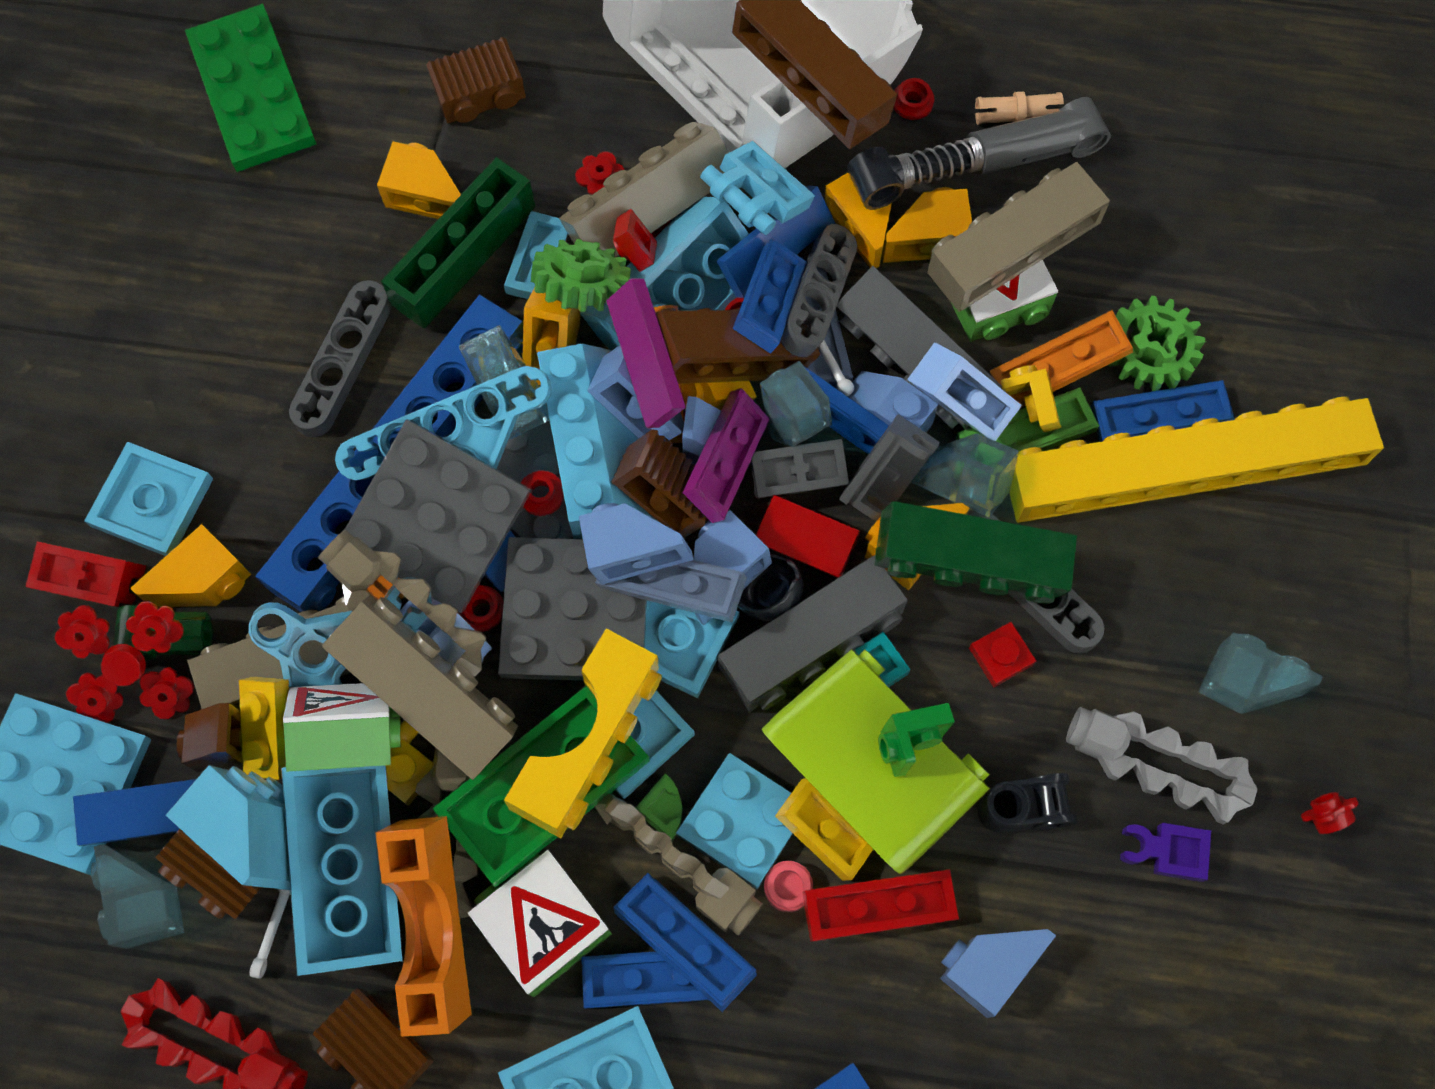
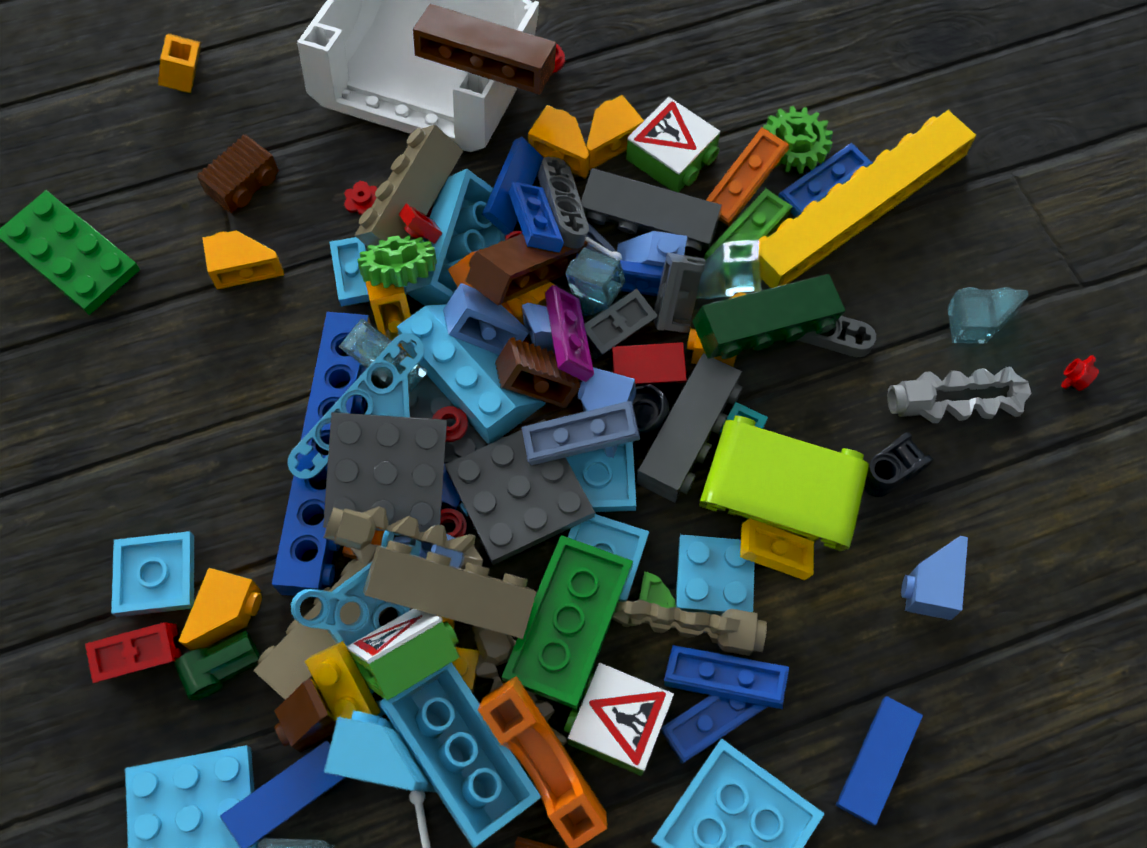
camera: 30 degrees left, 5 degrees down
(124, 663) = (203, 698): red plant -> none
(190, 864) = (357, 808): reddish brown brick -> none
(334, 356) = (239, 406): dark grey beam -> none
(459, 243) = (290, 285): dark green brick -> none
(554, 787) = (583, 612): yellow arch -> none
(628, 543) = (542, 417): medium blue slope -> none
(645, 353) = (480, 286): magenta tile -> none
(762, 178) = (485, 151): medium azure plate -> none
(785, 885) = (772, 603): coral tile -> none
(880, 905) = (840, 581): red plate -> none
(915, 728) = (804, 450): green bracket -> none
(964, 391) = (701, 217): light blue slope -> none
(1002, 654) = (818, 379): red plate -> none
(1016, 107) = (622, 34): light nougat pin -> none
(1017, 235) = (675, 106): dark tan brick -> none
(1041, 403) = (751, 206): yellow bracket -> none
(1073, 130) = (567, 108): piece -> none
(1176, 850) = (1002, 446): dark purple plate -> none

